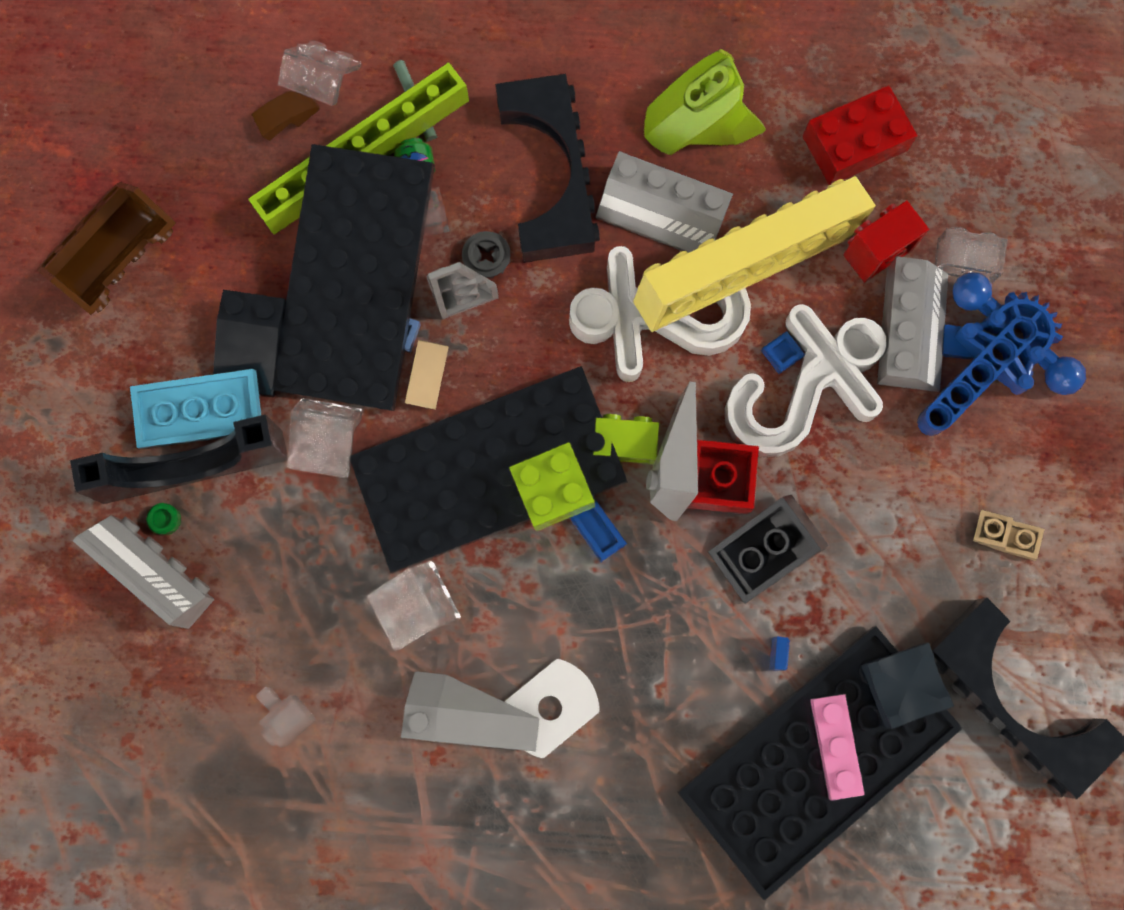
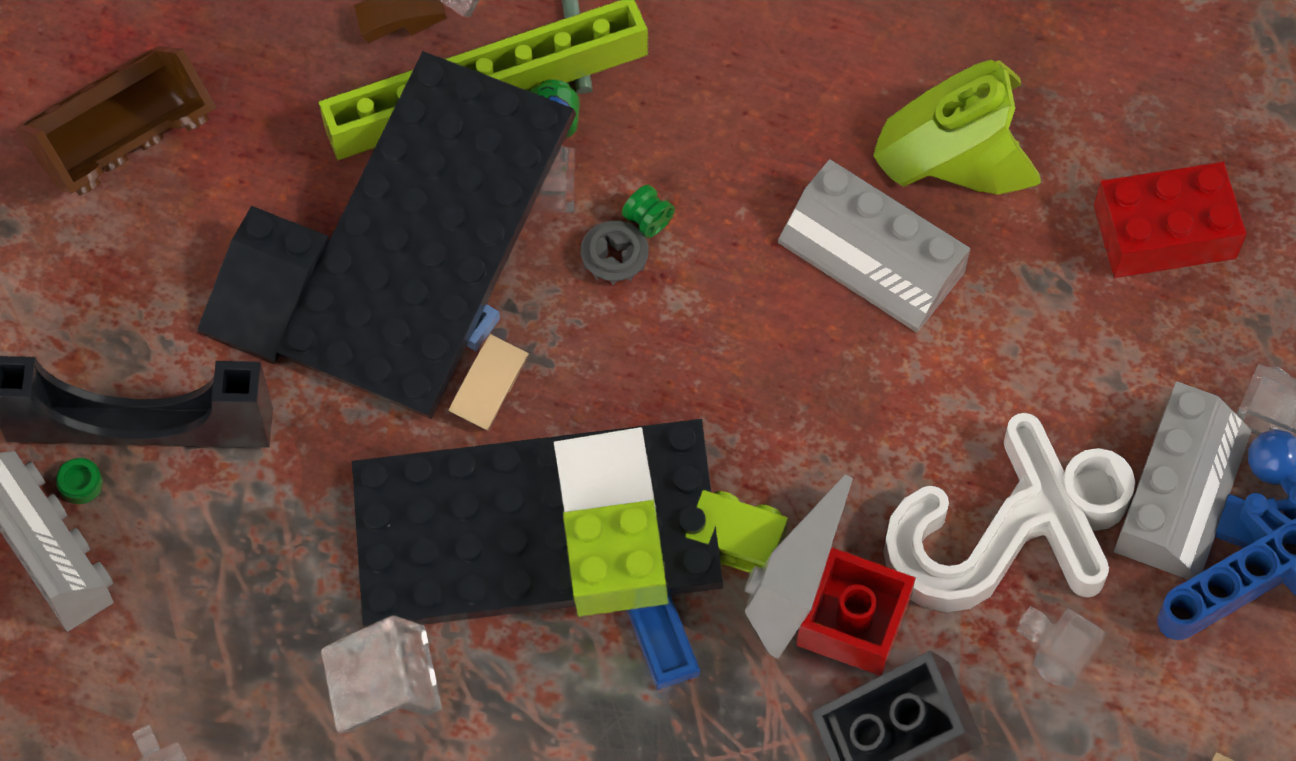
camera: 15 degrees right, 15 degrees down
(193, 408) = (160, 345): medium azure plate -> none
(322, 437) = (322, 429): clear bracket -> none
(460, 289) = (564, 276): light grey wedge -> none
(501, 219) = (648, 211): none -> green wheel
(527, 426) = (603, 470): none -> white tile
(547, 106) = (734, 239): black arch -> none
(600, 314) = (784, 367): white piece -> none
(751, 253) = (974, 326): light yellow brick -> none
(783, 352) = (989, 476): blue tile -> none
(865, 463) = (1064, 647): none -> clear brick
(879, 242) = (1167, 351): red brick -> none

